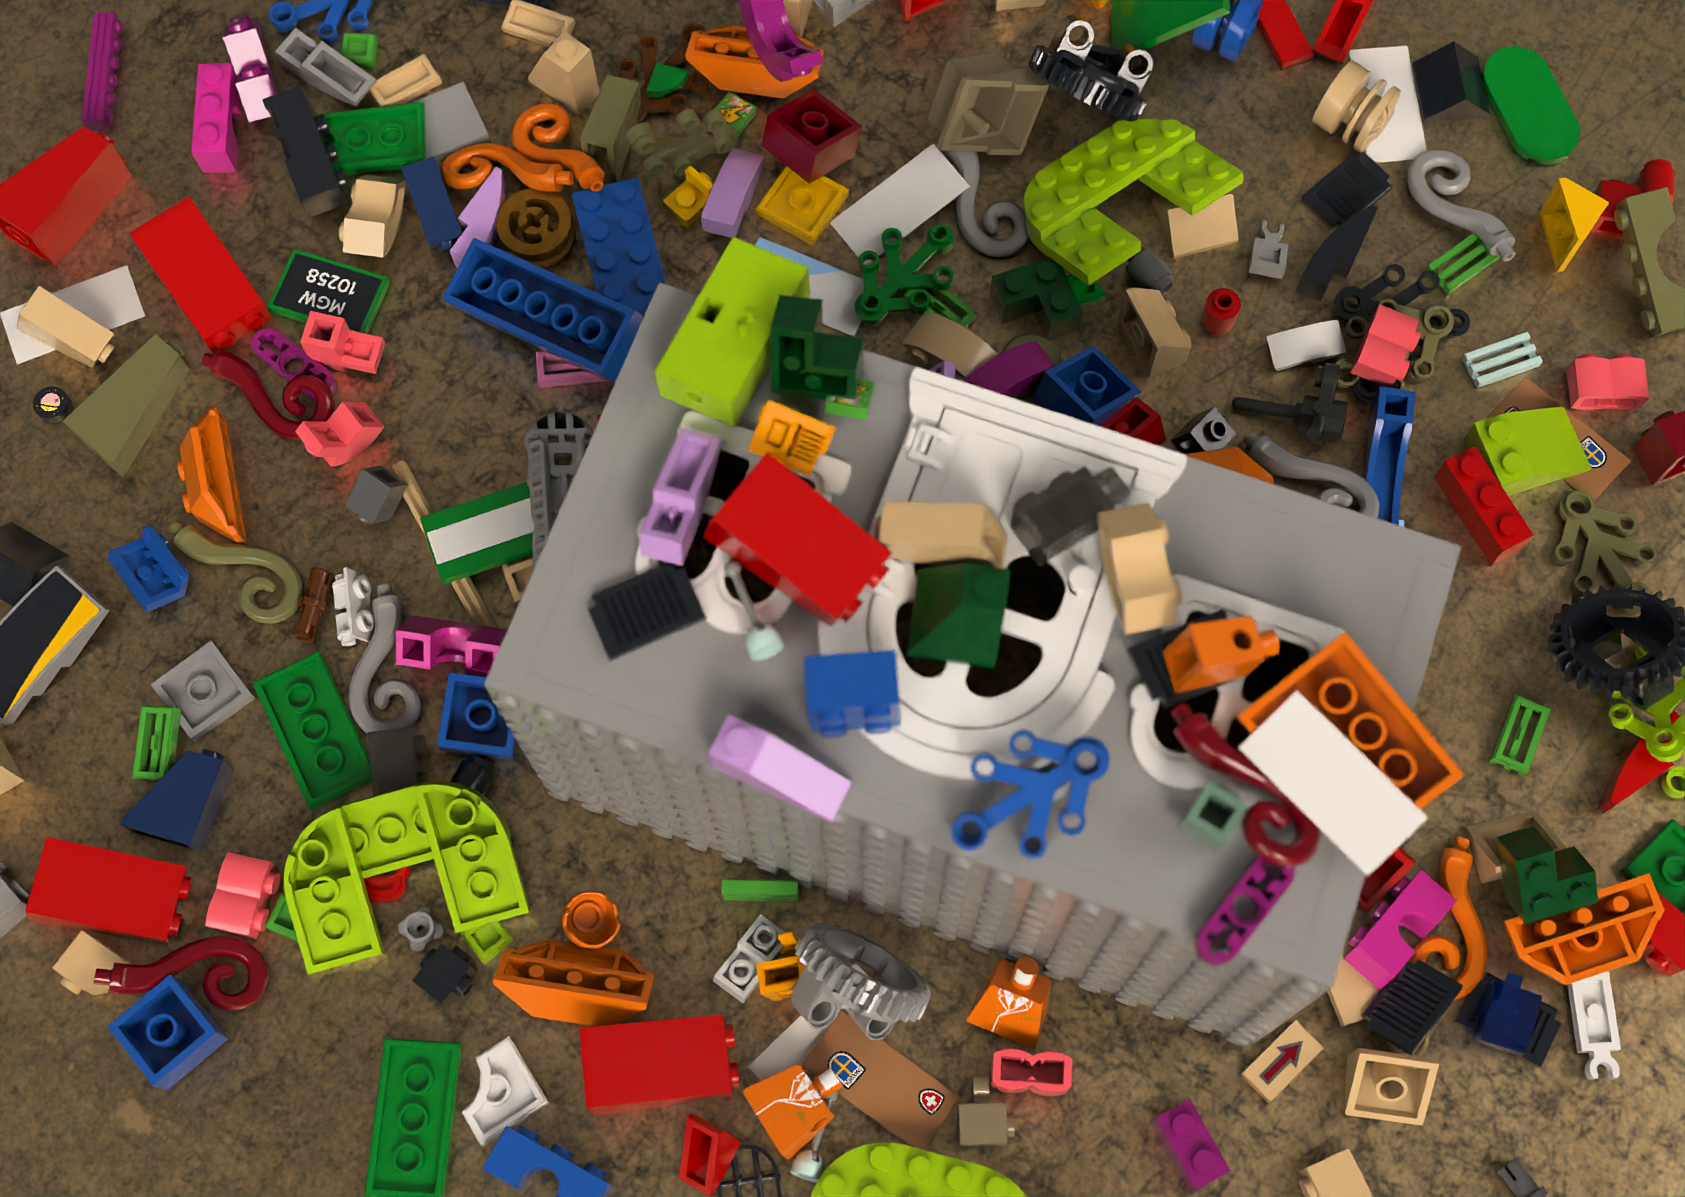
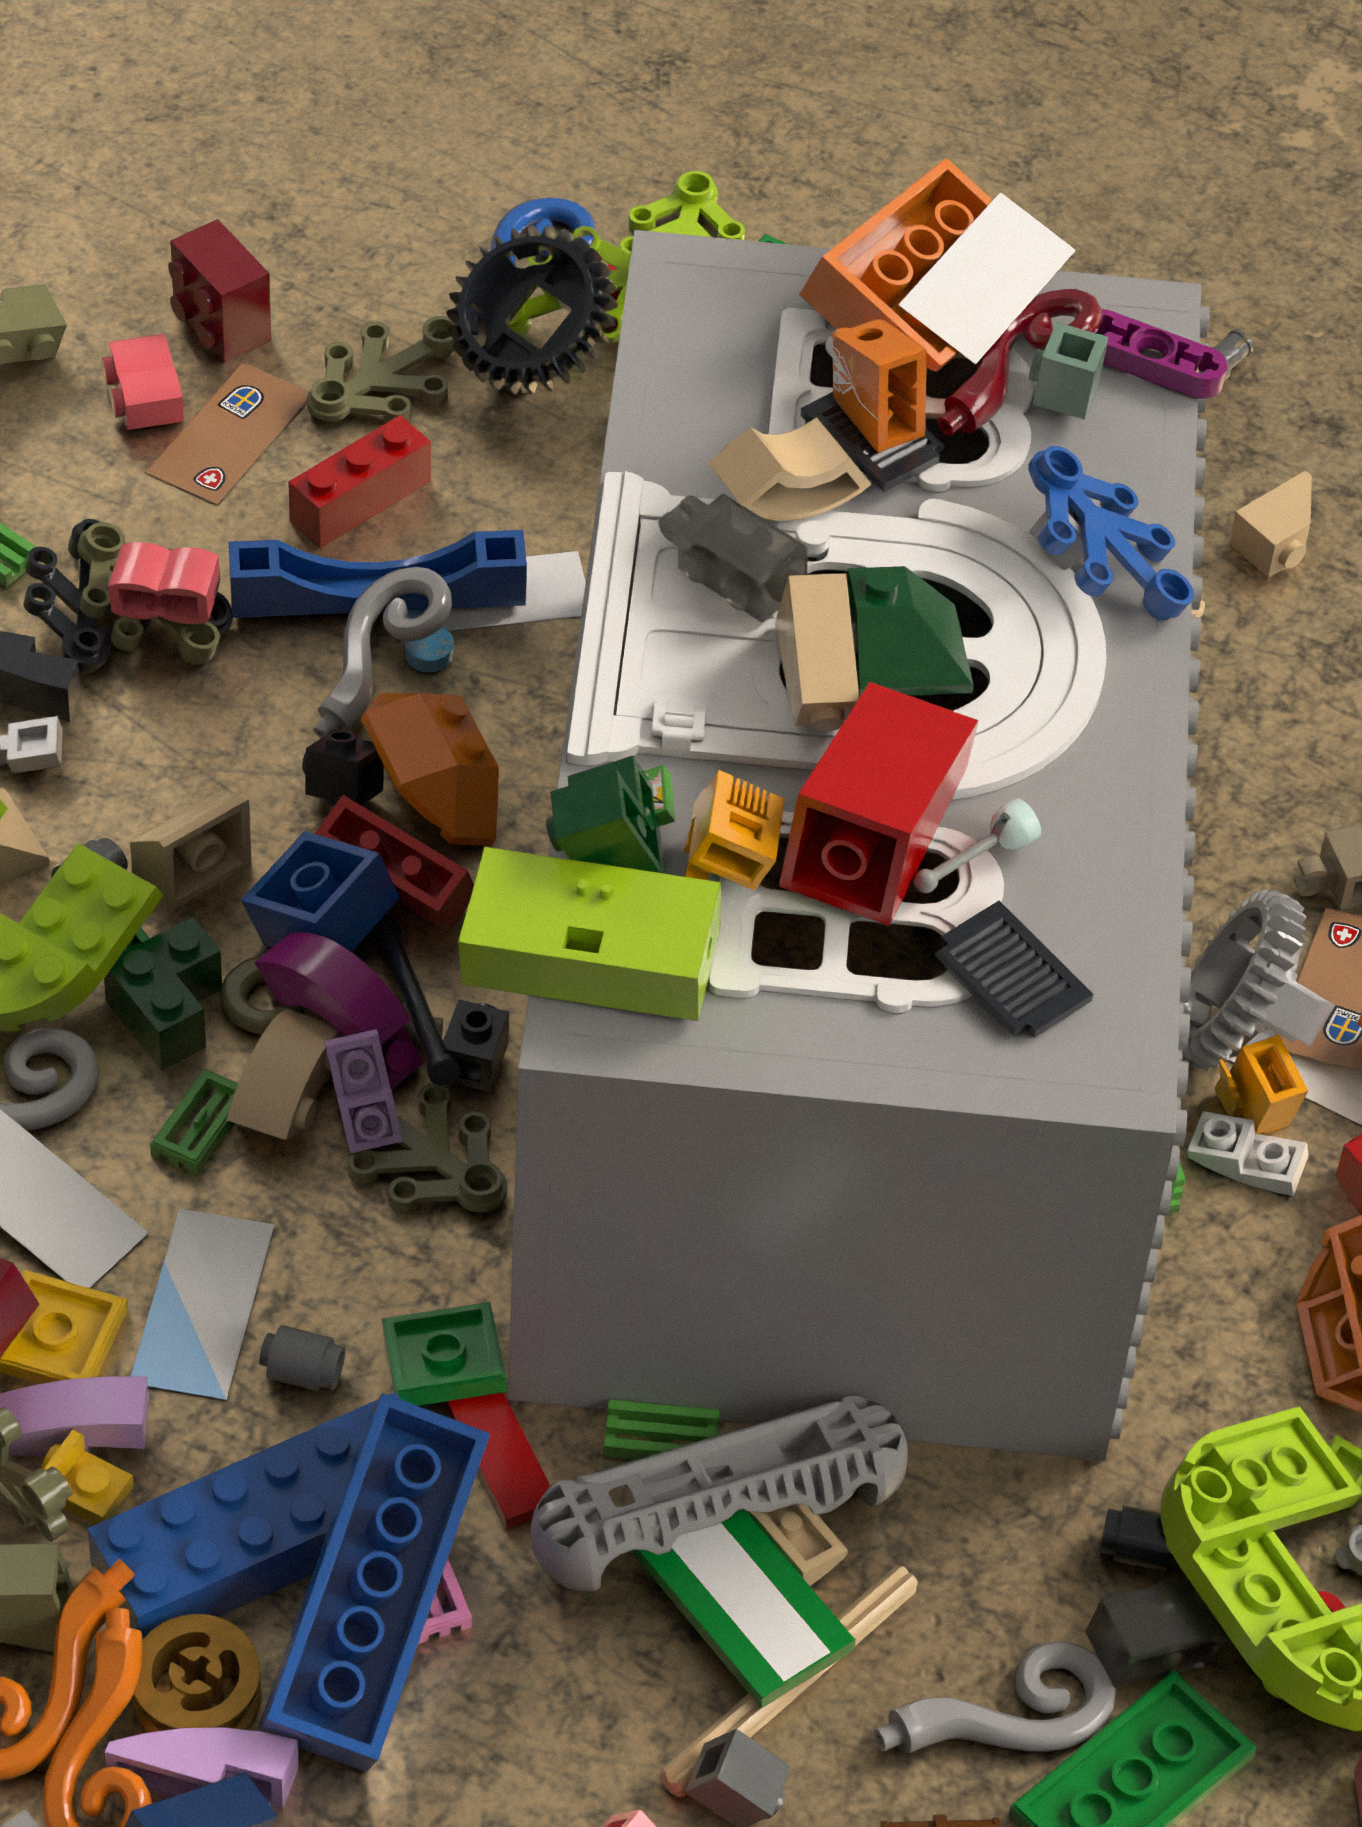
camera: 110 degrees left, 20 degrees down
(353, 593) = (905, 1785): white hinge -> none
(429, 641) = (942, 1550): dark pink arch -> none
(473, 721) = (1044, 1535): blue brick -> none
(590, 919) = (1279, 1334): orange hair -> none
(680, 496) = (849, 946): lavender slope -> none
(777, 769) = (1168, 797): lavender slope -> none
(852, 692) = (1060, 698): blue brick -> none
(903, 276) = (163, 1171): green plant -> none
(1013, 1001) = (1215, 854): orange torso -> none
(1043, 1073) = (1275, 819): coral brick -> none
(1190, 1146) = (1292, 663): magenta brick -> none
(1220, 311) = (140, 778): red brick -> none
(1306, 344) = (167, 687): white slope -> none
(1316, 415) = (276, 659): pearl dark grey piece -> none
(1526, 350) = (127, 462): light aqua tile -> none
(1529, 448) = (260, 450): lime slope -> none

